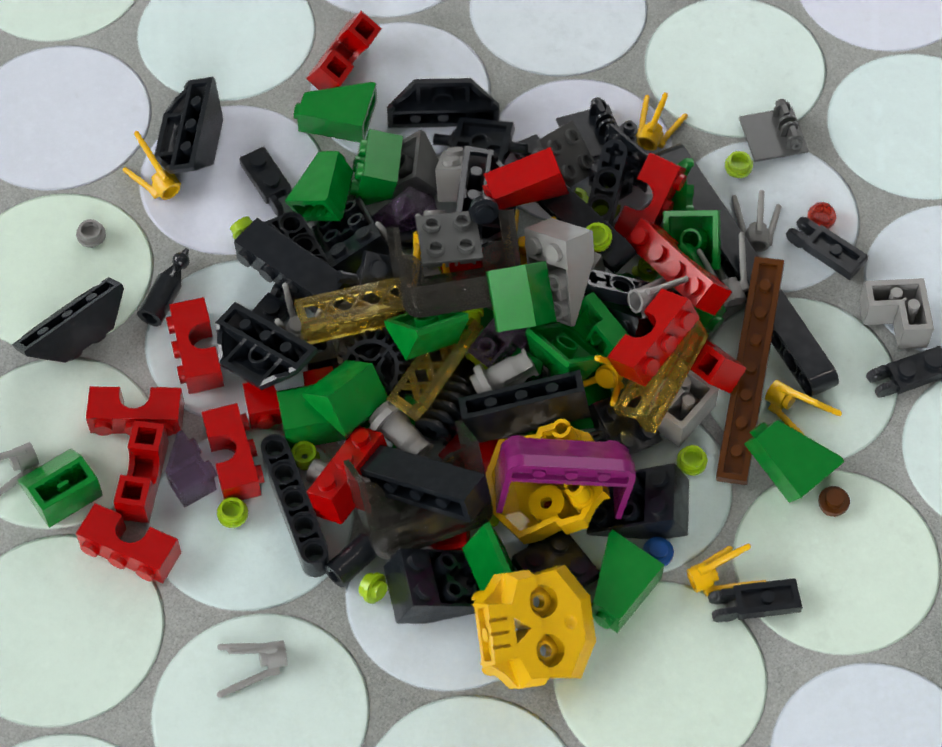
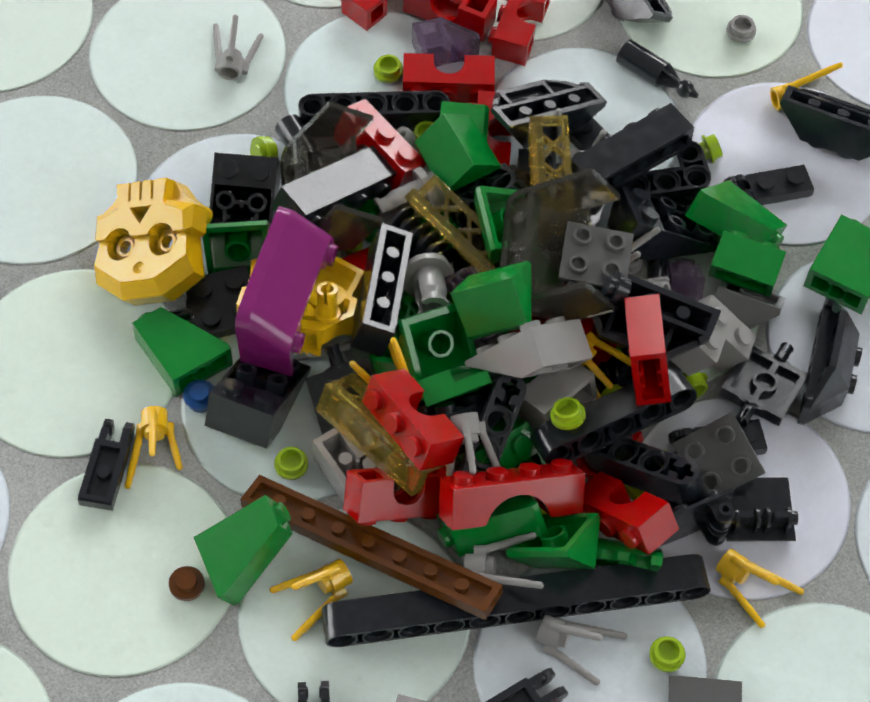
camera: 105 degrees right, 0 degrees up
(199, 365) = (604, 73): red arch -> none

